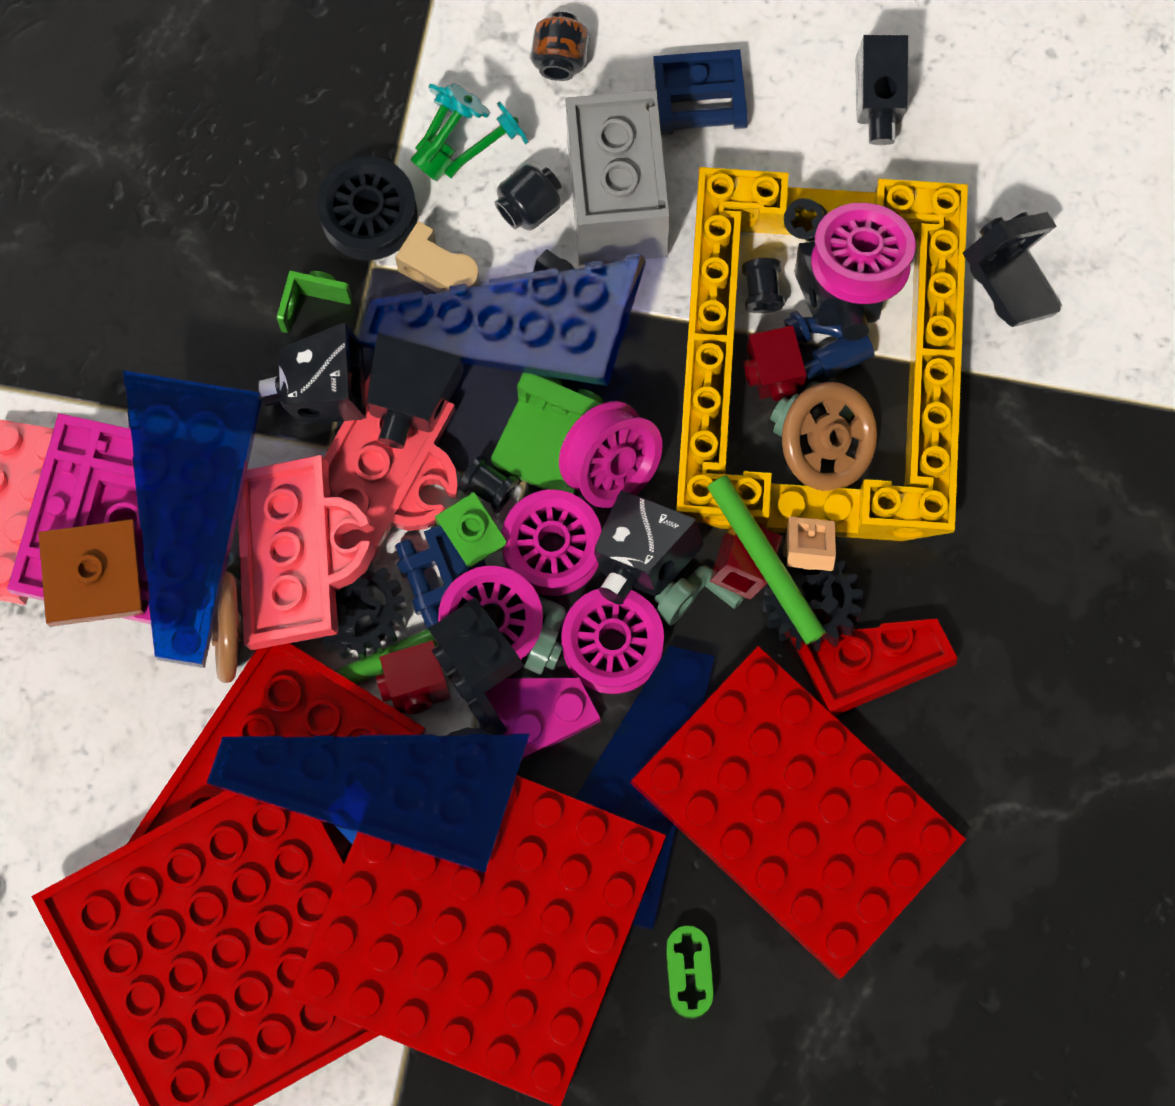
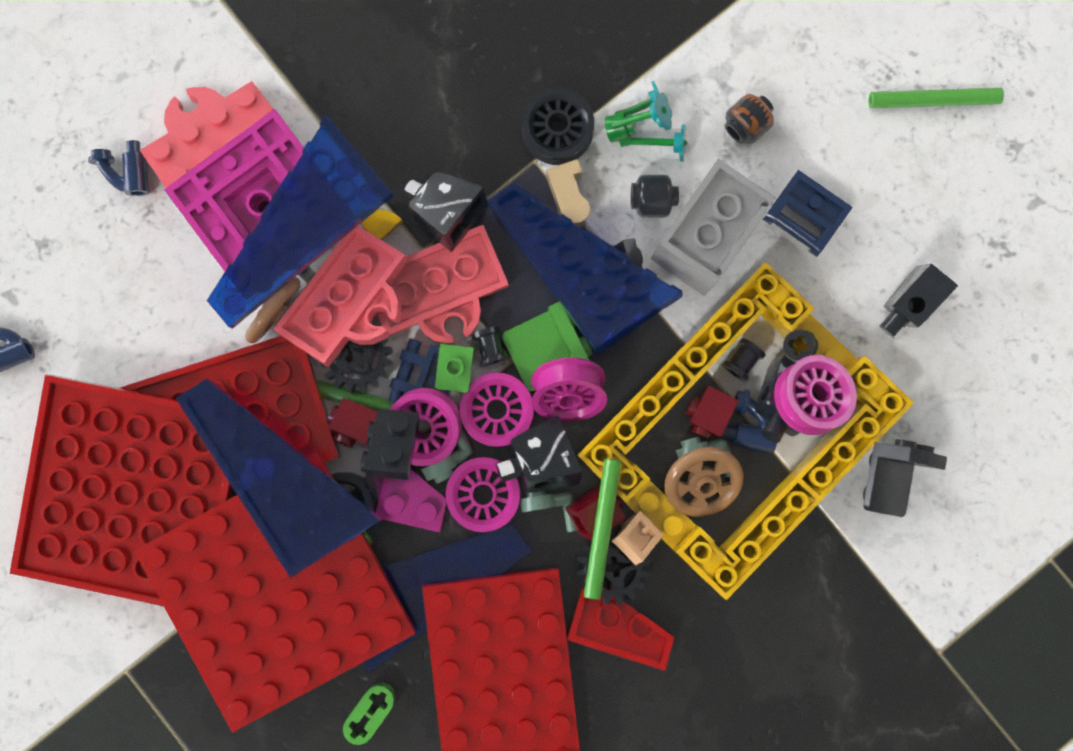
camera: 40 degrees right, 10 degrees up
(90, 573) = (214, 219): dark orange plate -> none
(266, 449) = (381, 223): none -> yellow tile
(316, 285) = (491, 147): bright green bracket -> none
(410, 387) = (488, 255): black torso -> none

